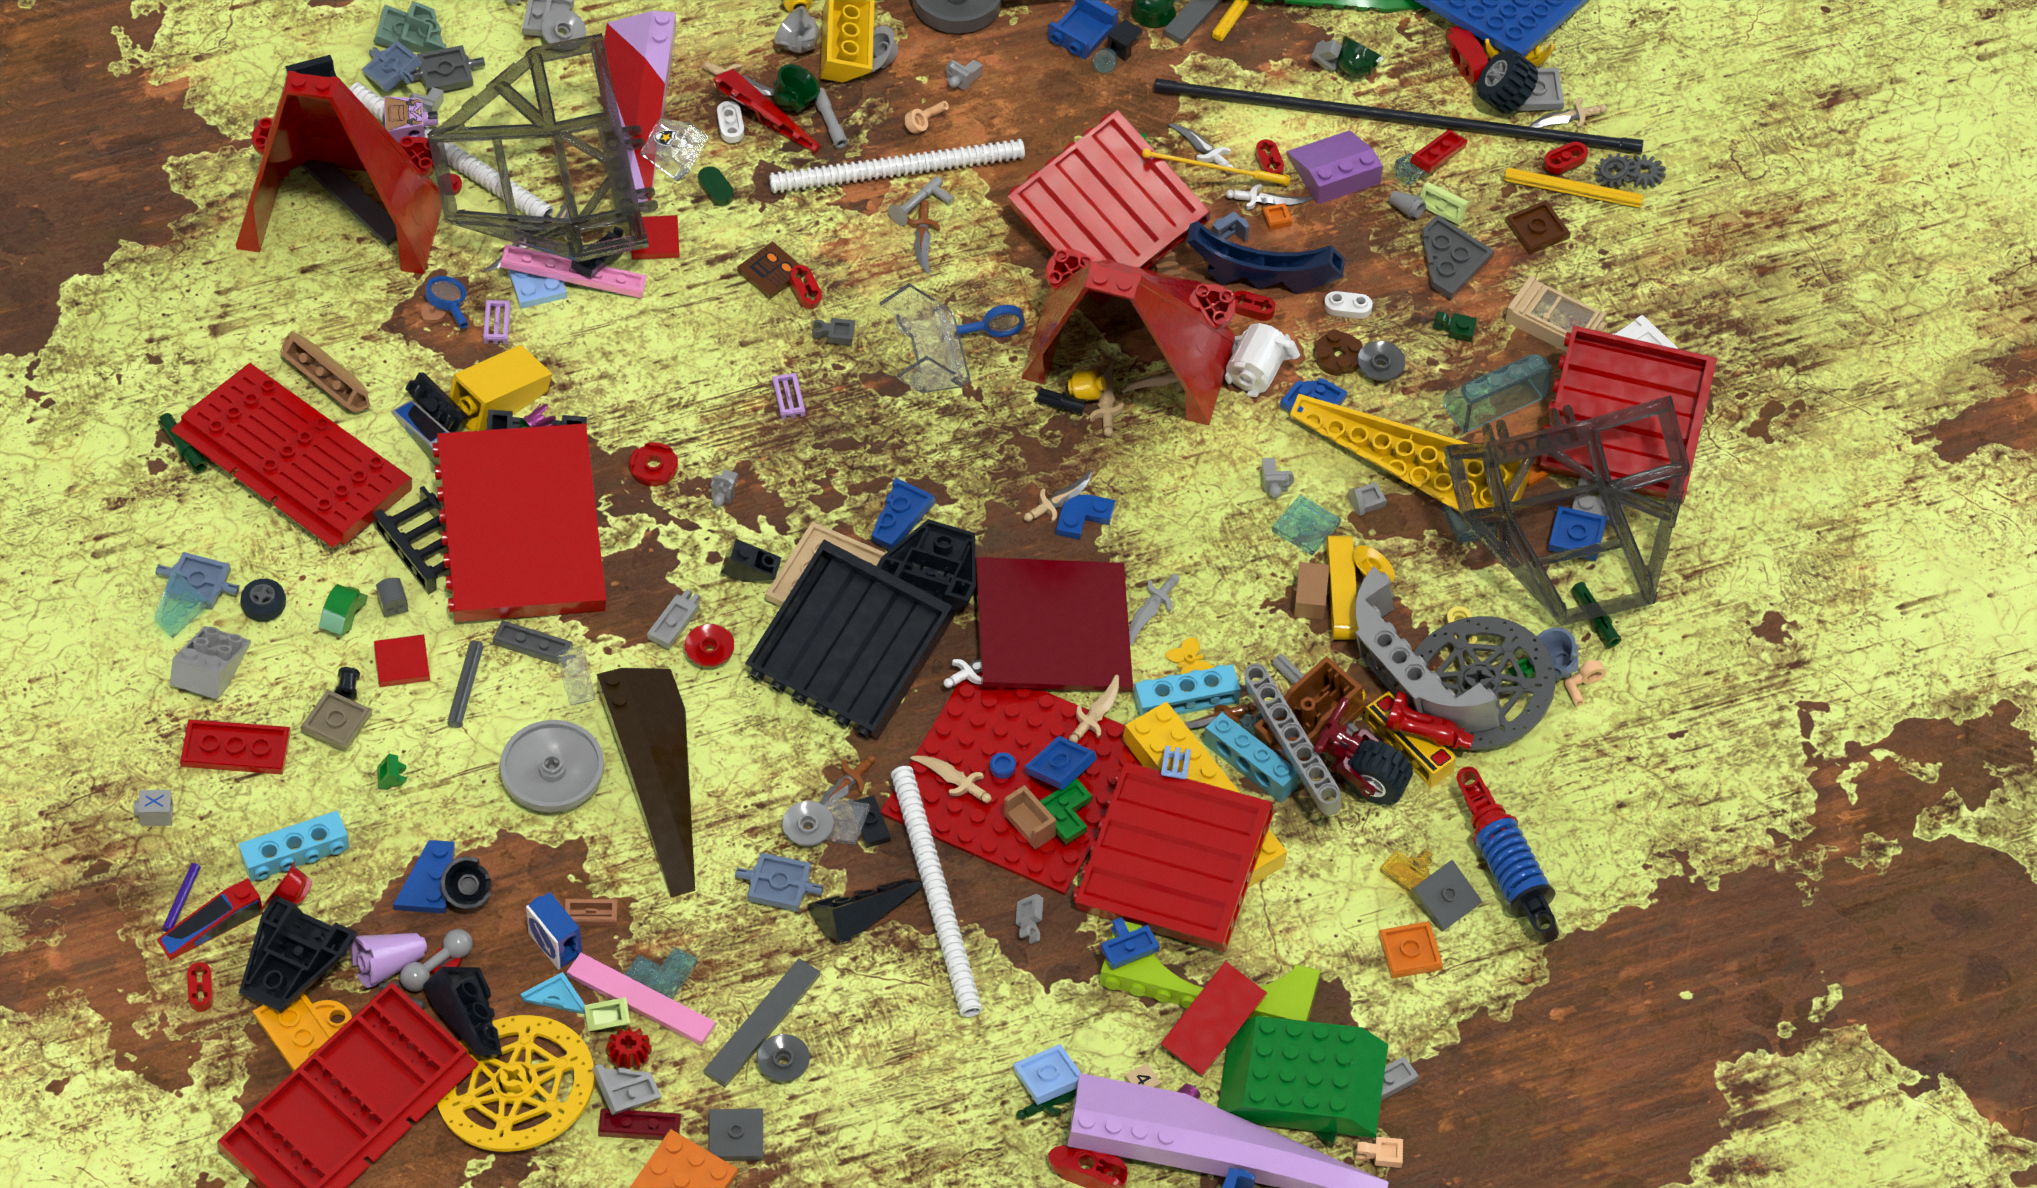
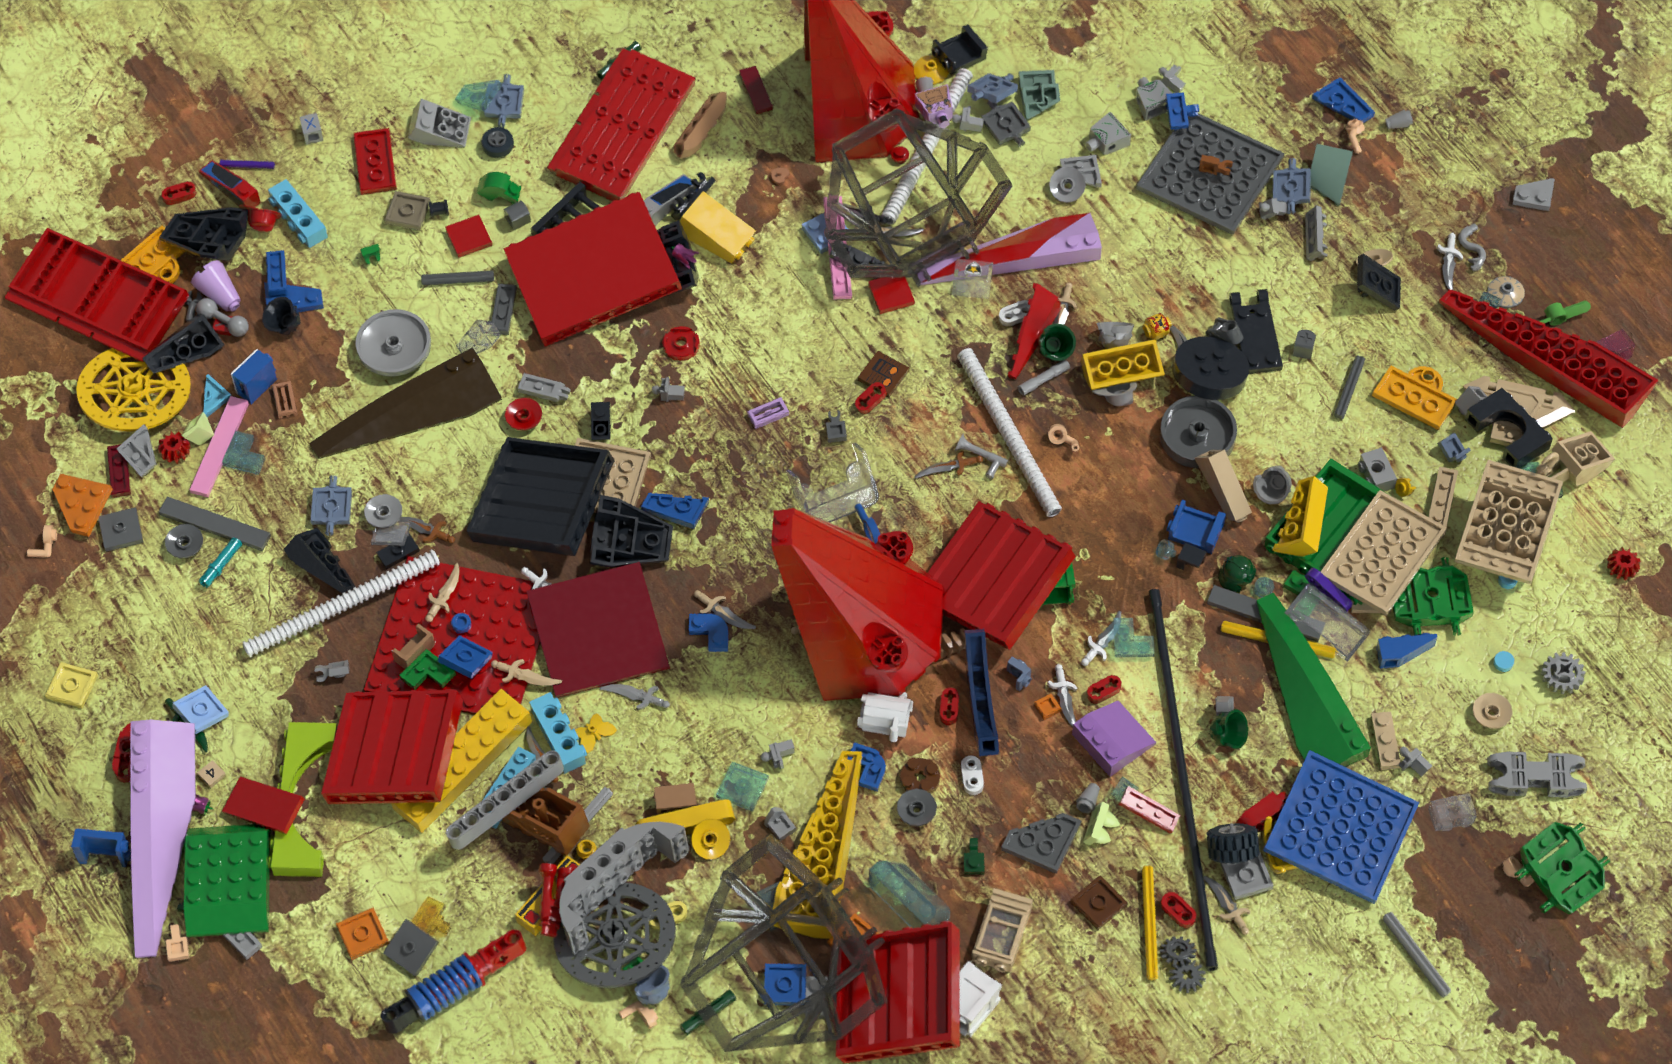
camera: 80 degrees right, 5 degrees up
(288, 309) = (755, 89): none -> dark red tile
(384, 886) = (276, 272): none -> blue tile
(447, 294) = (794, 177): blue piece -> none
(496, 336) = (783, 218): lavender tile -> none
(715, 186) = (953, 319): dark green tile -> none
(835, 1029) = (215, 568): none -> teal pin
(962, 76) = (1116, 457): light grey piece -> none
(1128, 945) = (309, 732): blue plate -> none
(1176, 755) = (463, 719): light blue tile -> none
(1215, 124) = (1129, 645): none -> clear light blue plate
(1284, 179) = (1075, 678): yellow piece -> none
(1366, 764) = (505, 866): piece -> none

